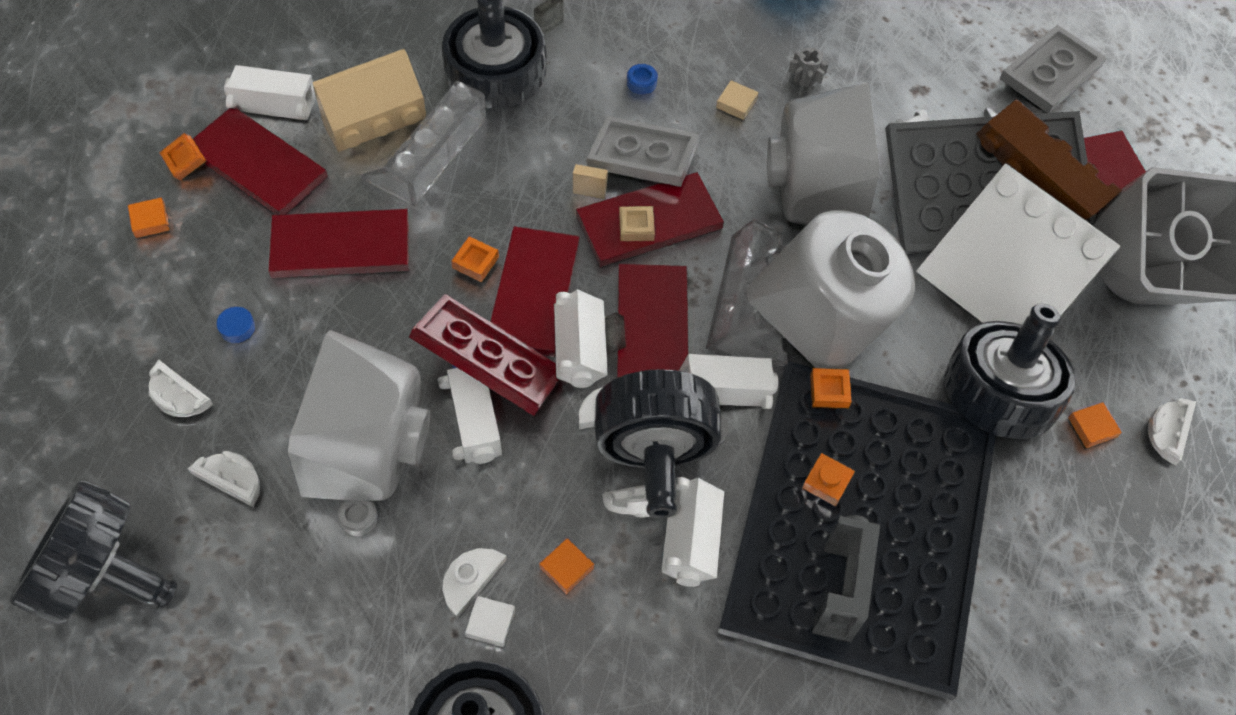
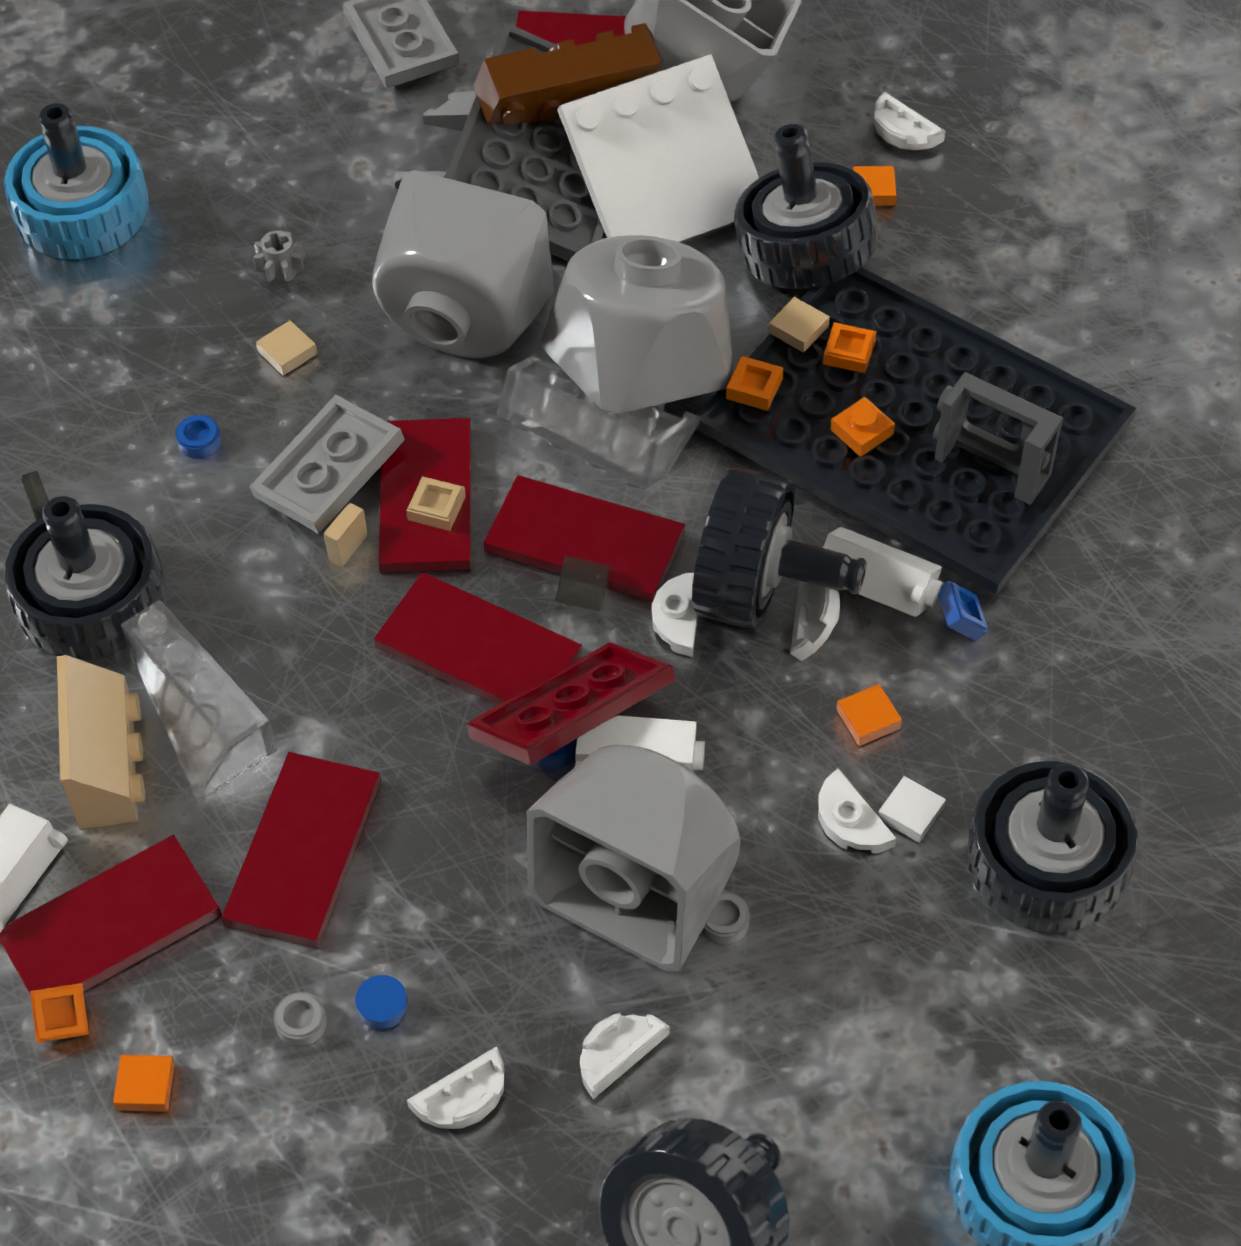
camera: 65 degrees left, 5 degrees down
(213, 284) = (300, 1019): none -> light grey tile
(475, 259) = (406, 694): orange plate -> none
(580, 338) = (583, 608): white brick -> none
(685, 607) = (962, 611): none -> blue tile
(736, 379) = (697, 477): white brick -> none
(904, 448) = (849, 347): none -> orange tile
(908, 404) = (799, 324): none -> tan tile

